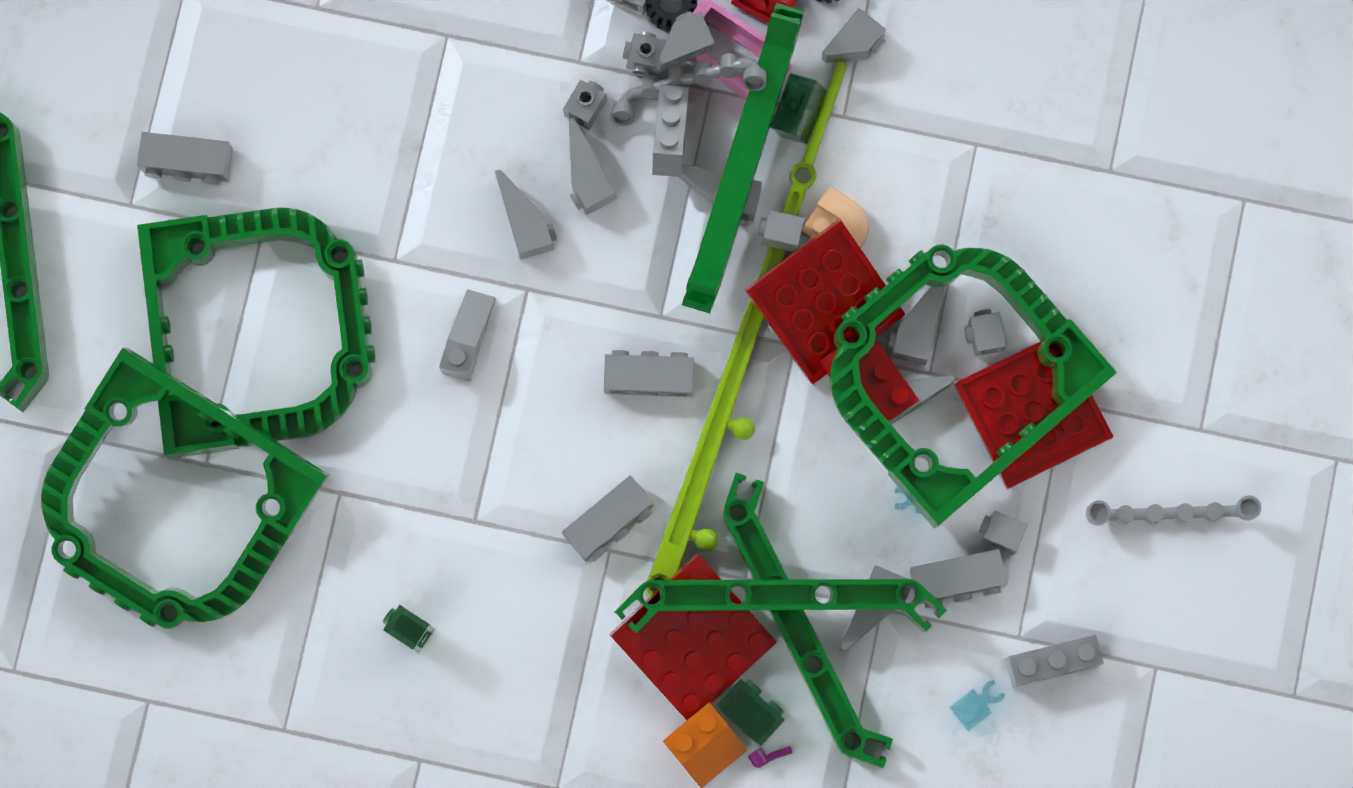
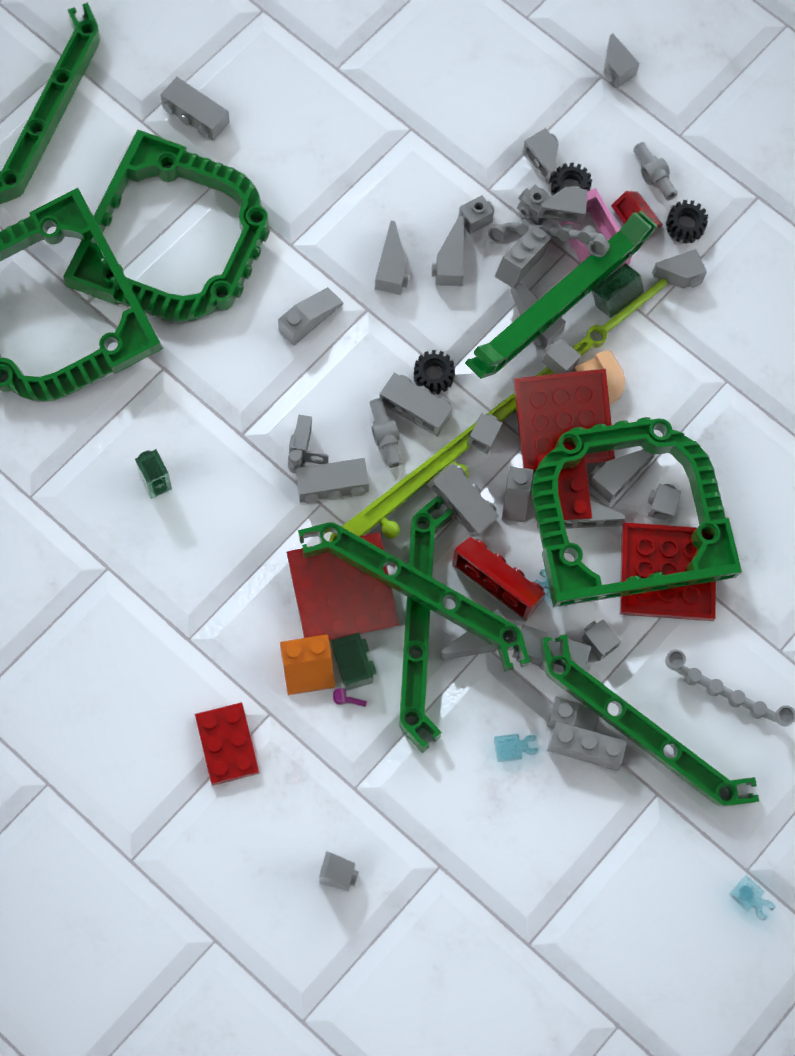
camera: 20 degrees right, 10 degrees down
(549, 500) = (299, 445): none -> light grey piece
(634, 428) = (385, 432): none -> light grey pin
(642, 307) = (434, 360): none -> black tyre
(747, 370) = (484, 433): none -> light grey brick
(766, 459) = (463, 499): none -> light grey brick
(820, 417) = (517, 494): none -> light grey slope
(855, 526) = (498, 577): none -> red slope
(1022, 637) = (572, 714): none -> light grey slope
(1106, 612) = (641, 729): none -> green piece
(1311, 724) = (749, 895): none -> clear light blue plate

